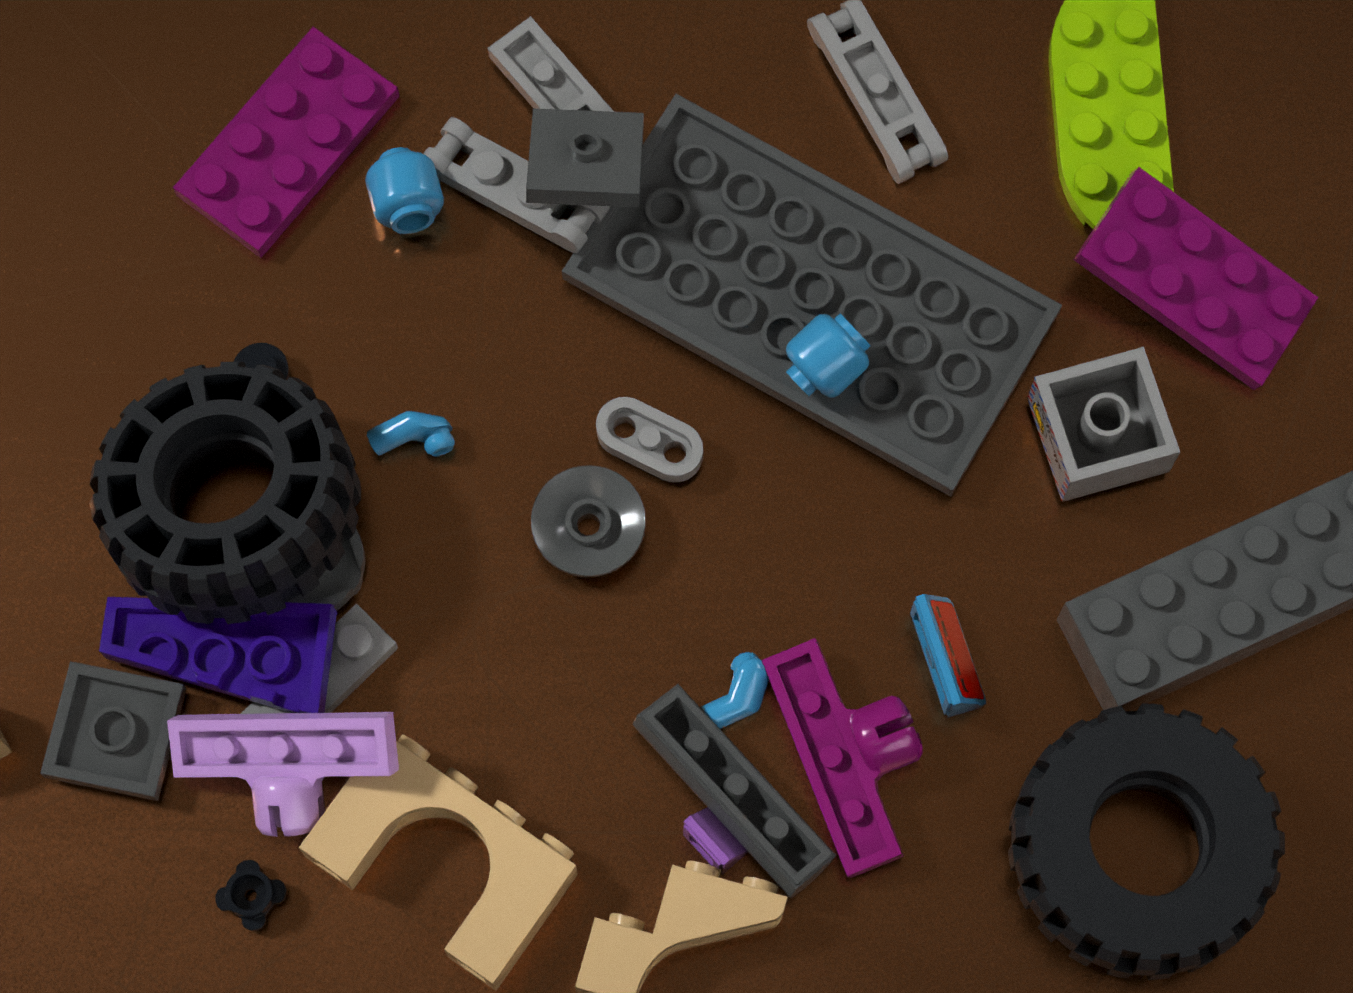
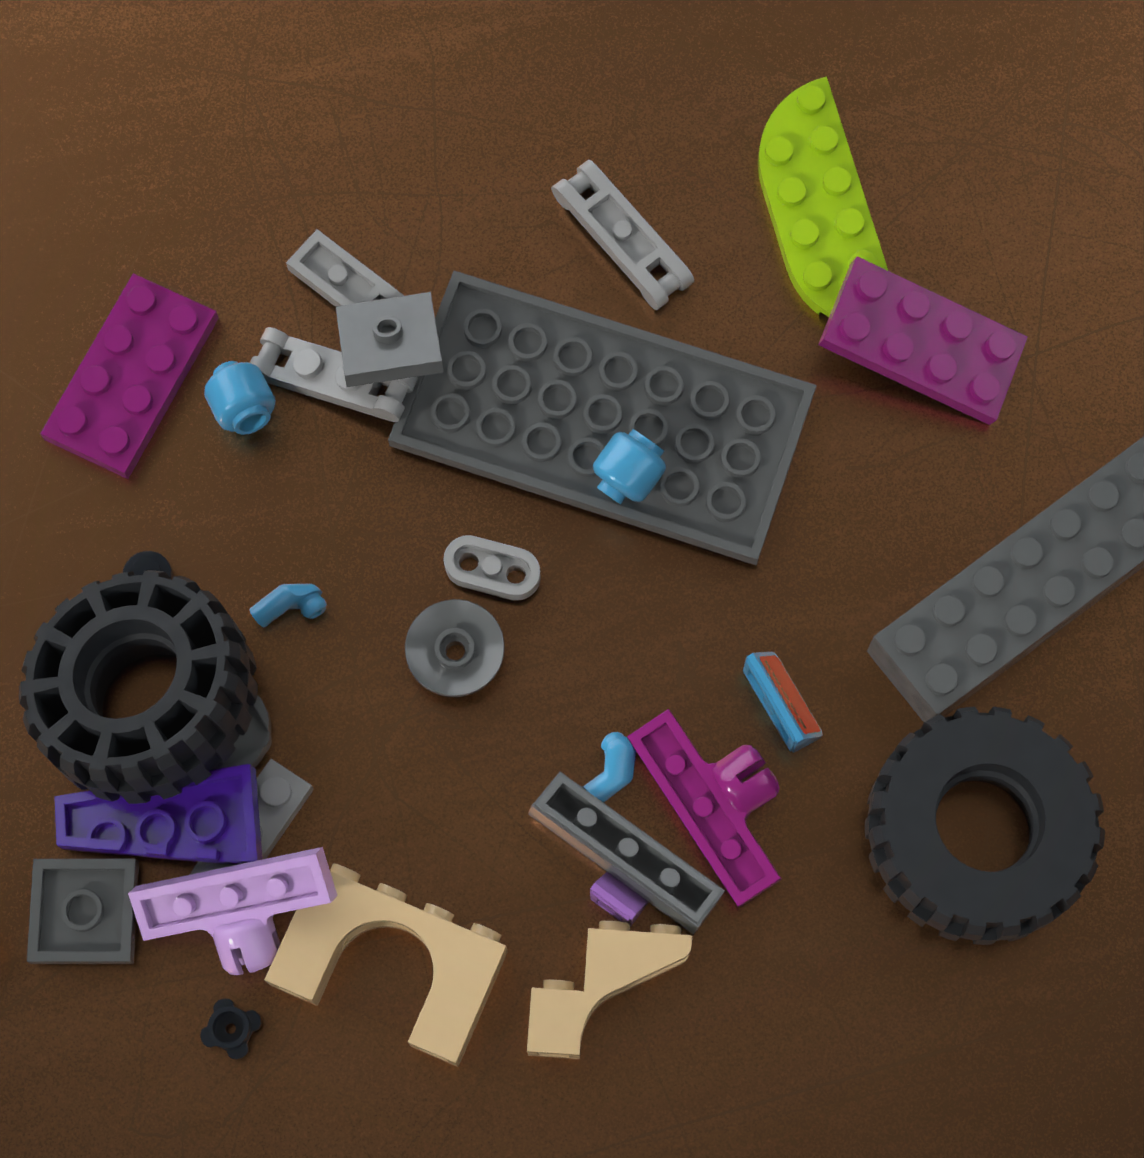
camera: 10 degrees left, 0 degrees up
(1103, 424) = (872, 478): light grey brick -> none

